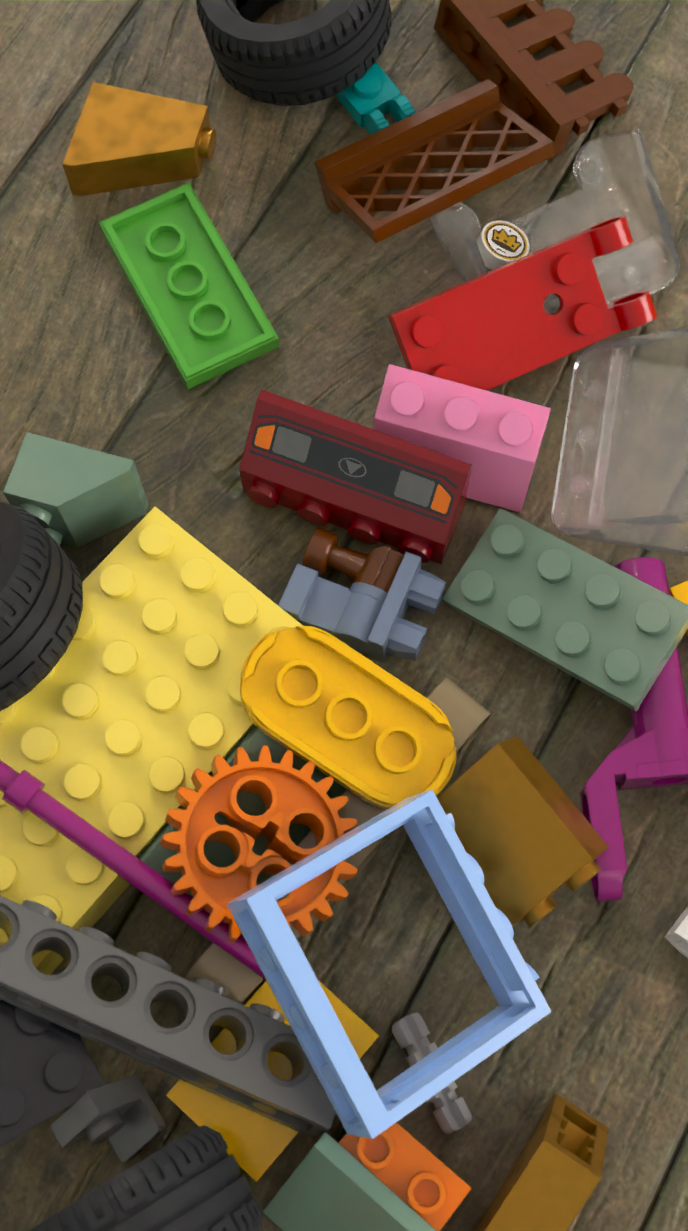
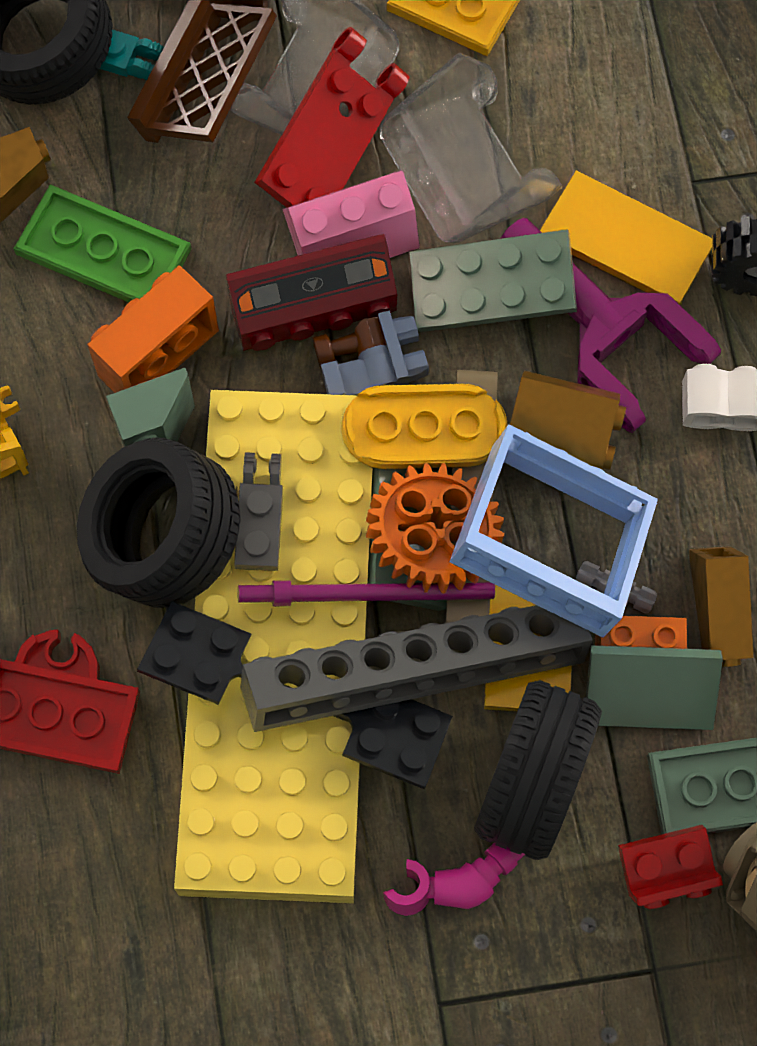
camera: 40 degrees left, 0 degrees up
(80, 683) = (259, 517): none -> dark grey hinge
(112, 1112) = (469, 733): dark grey bracket -> none
(148, 403) = (154, 332): none -> orange brick
(502, 243) = (285, 91): tile -> none

